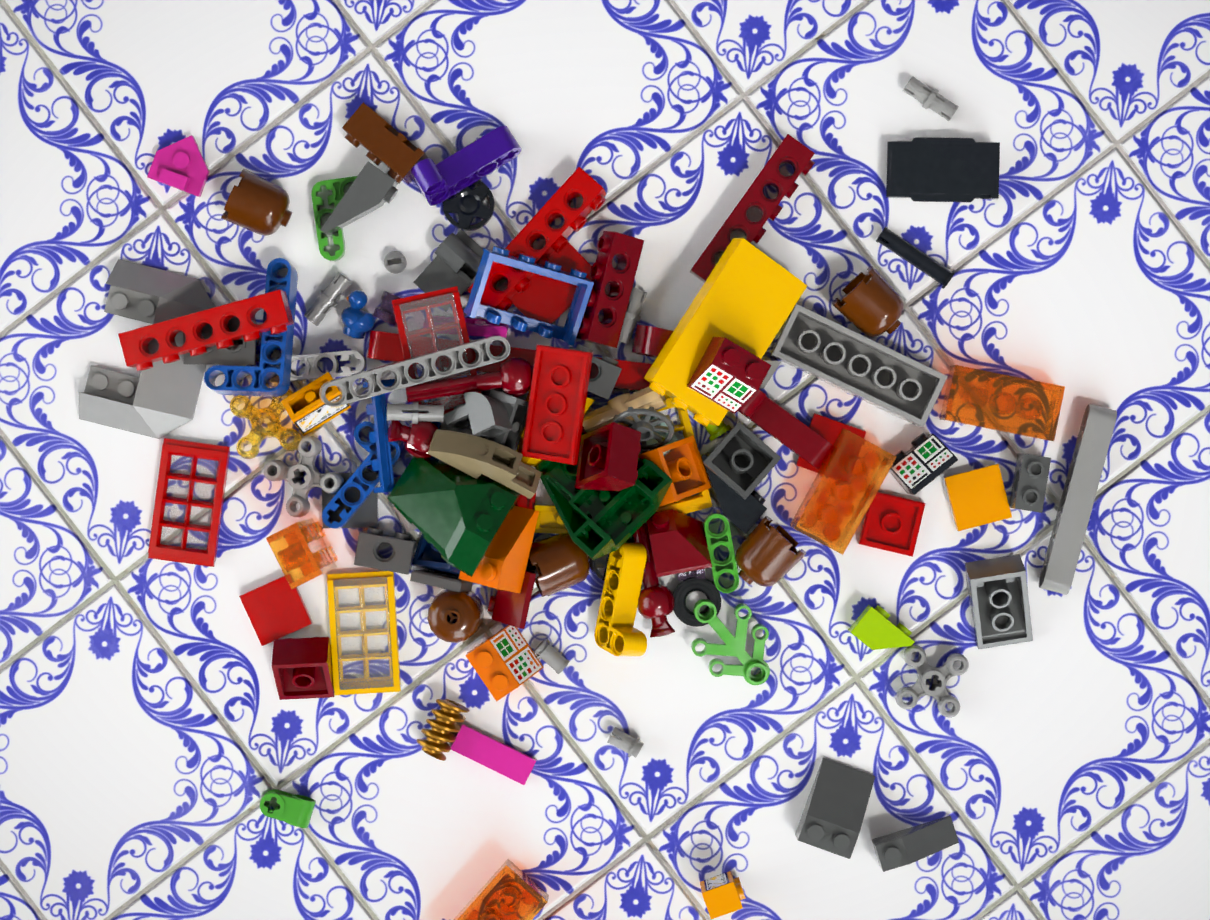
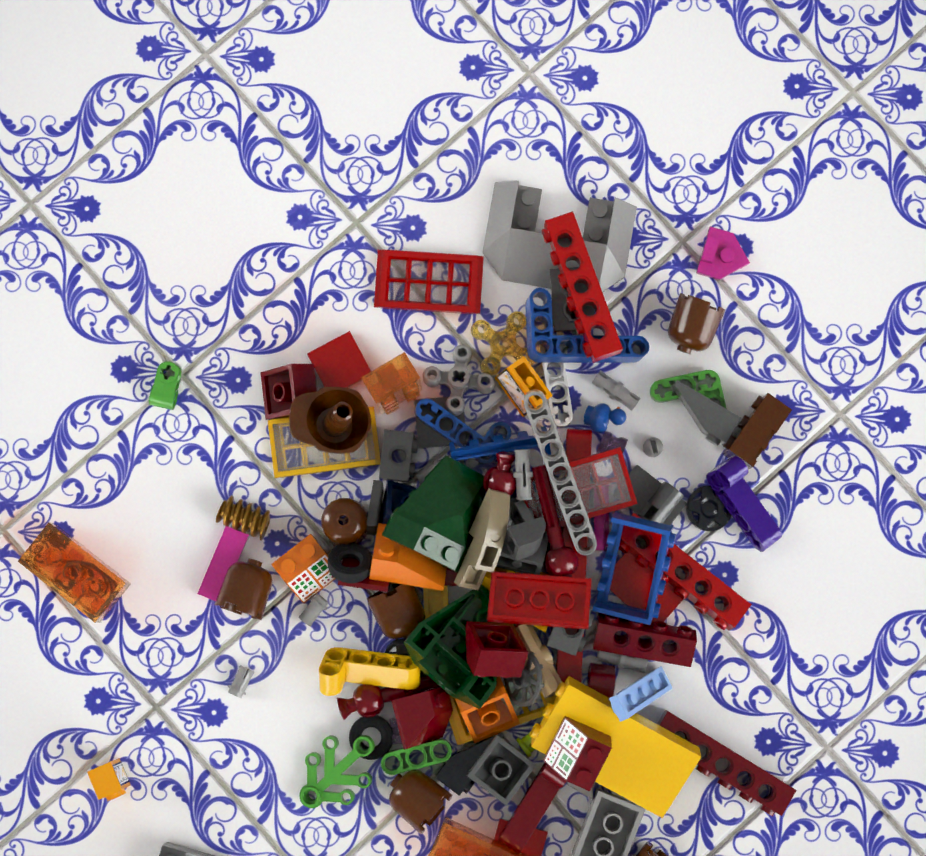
camera: 90 degrees right, 5 degrees down
(338, 624) = (330, 419): none -> reddish brown piece
(513, 616) = (347, 574): none -> black tyre
(522, 731) = (245, 589): none -> reddish brown cylinder
(669, 299) = (640, 693): none -> light blue plate

